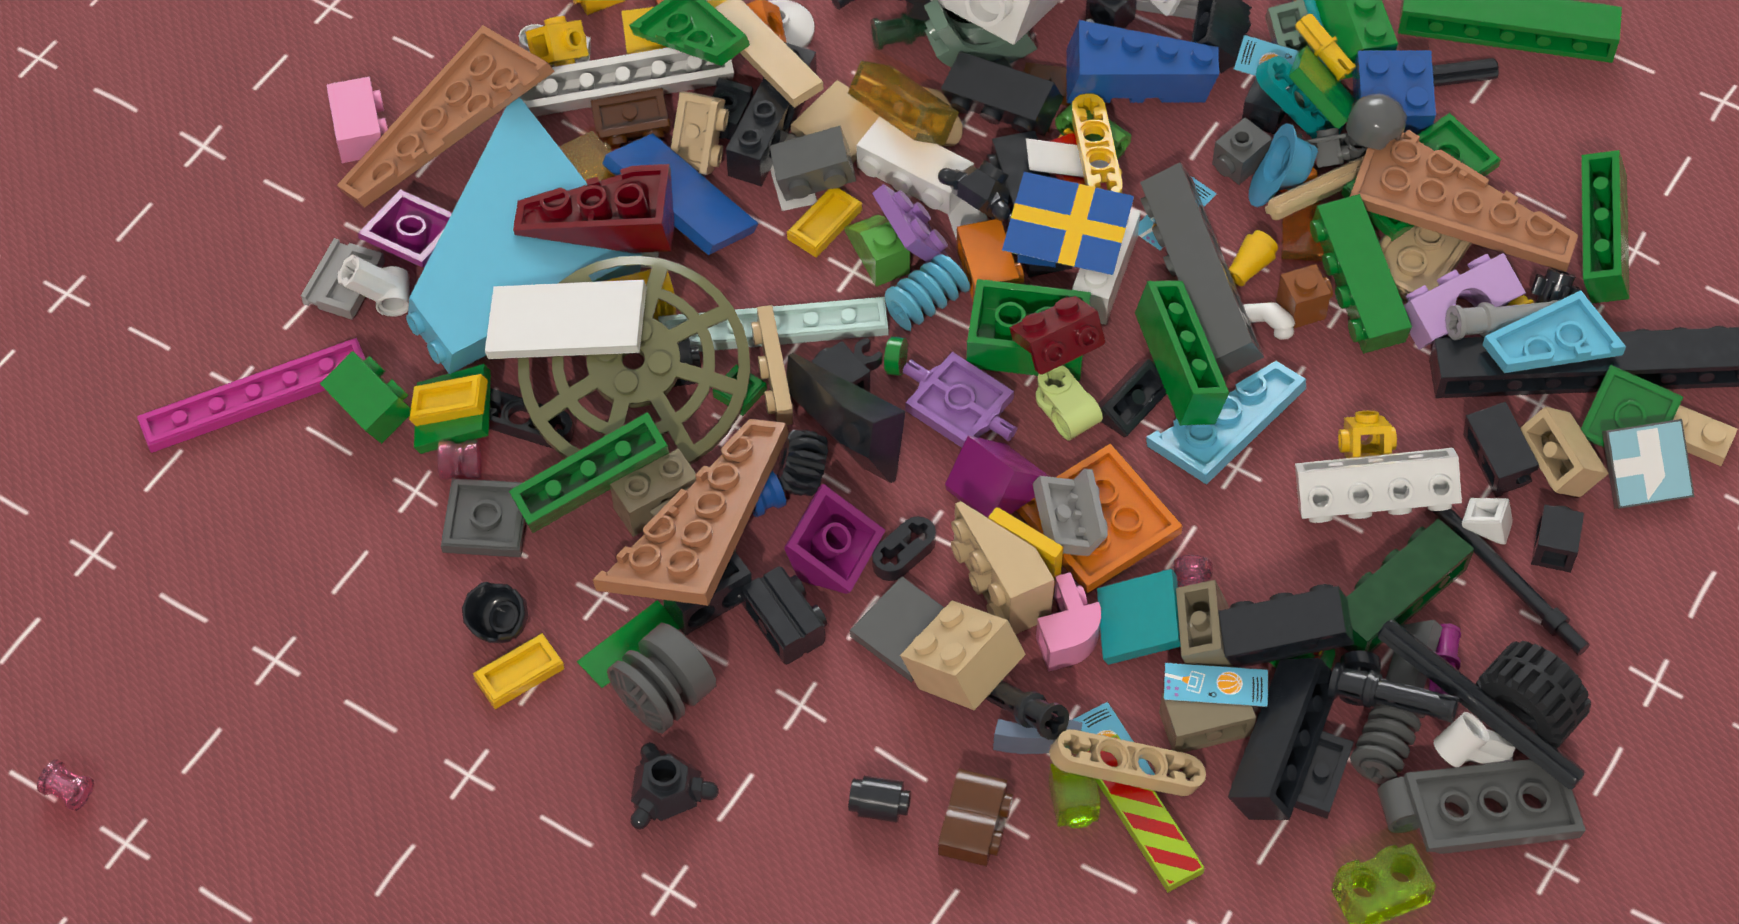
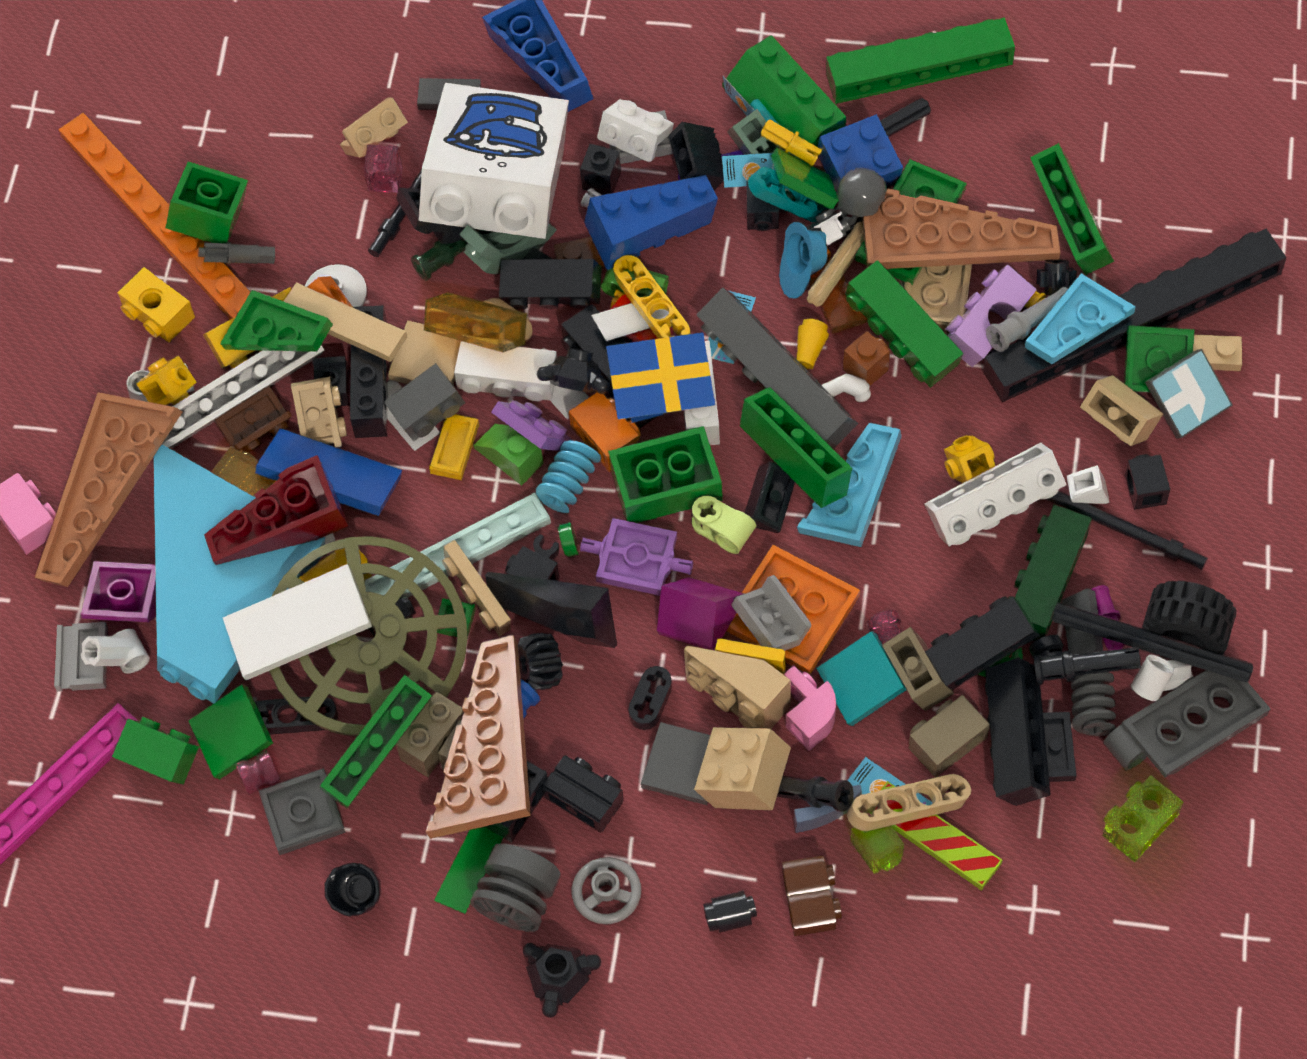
camera: 20 degrees left, 5 degrees up
(448, 400) = (226, 726): yellow tile -> none
(518, 671) = (392, 928): yellow tile -> none
(760, 706) = (602, 878): none -> light grey piece
(832, 542) = (595, 718): magenta slope -> none
(1059, 333) = (697, 472): dark red bracket -> none
(1216, 684) = (947, 710): medium azure sticker -> none
(1240, 151) = (761, 255): dark grey brick -> none
(1500, 448) = (1072, 426): black hinge -> none

